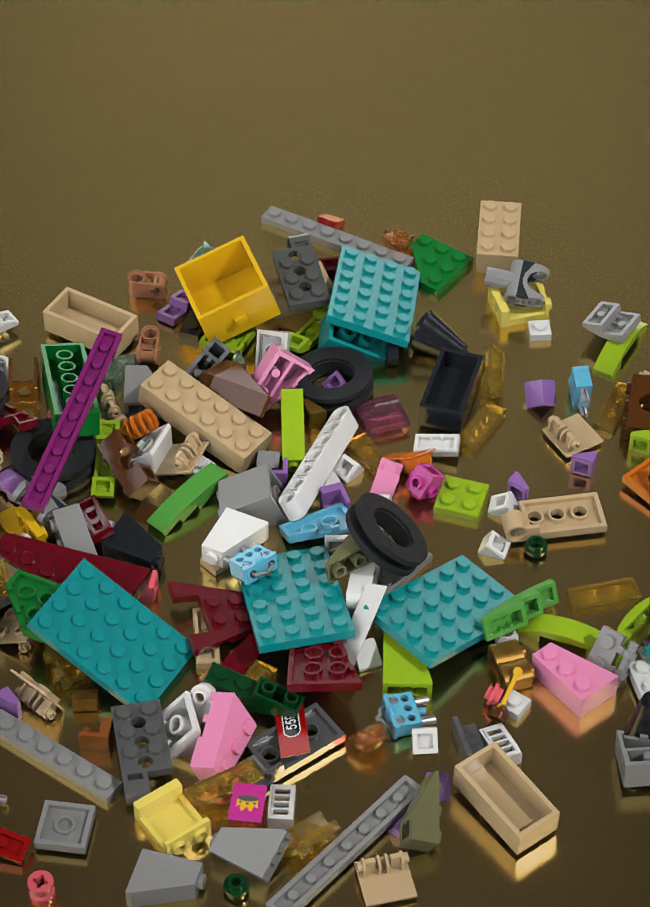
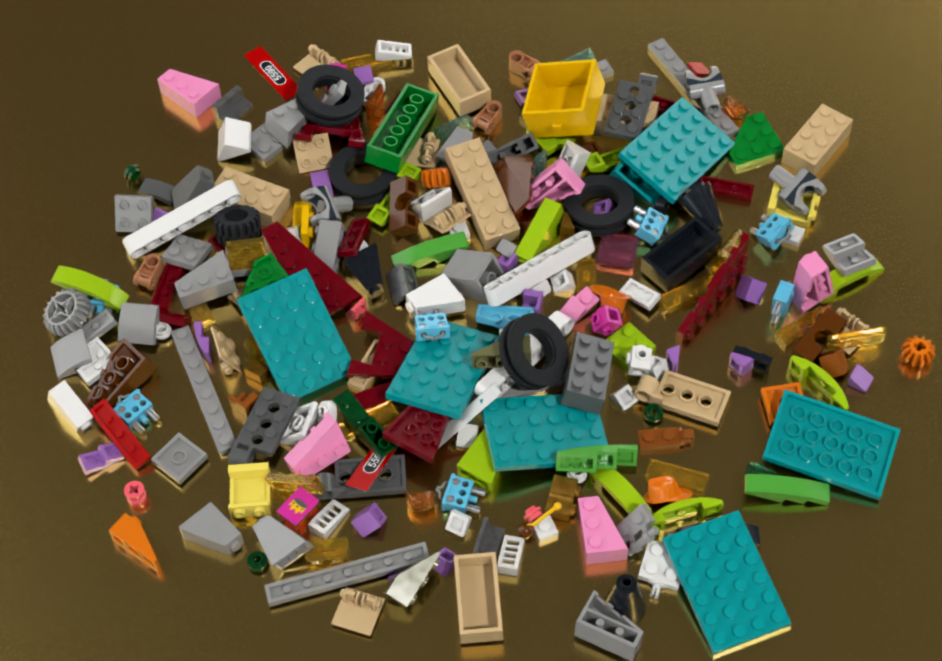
camera: 35 degrees right, 10 degrees up
(71, 421) = (374, 155): magenta plate -> none
(179, 542) = (401, 282): none -> flat silver panel
(327, 784) = (368, 519): none -> medium lavender panel
(358, 230) = (706, 89): none -> light grey connector
(397, 377) = (650, 225): none -> medium azure piece
(450, 314) = (730, 189): none -> dark red tile
(450, 536) = (587, 373): none -> dark grey piece
(490, 502) = (640, 360): none -> white brick
(512, 409) = (722, 280): none -> dark red wing
(521, 332) = (773, 231): none -> medium azure piece
(565, 564) = (664, 438): none -> dark orange hinge
(571, 434) = (751, 333): tan hinge -> none
(602, 354) = (811, 282): none -> bright pink wedge
(605, 456) = (762, 361): none -> black plate
(606, 609) = (665, 489): none -> orange piece

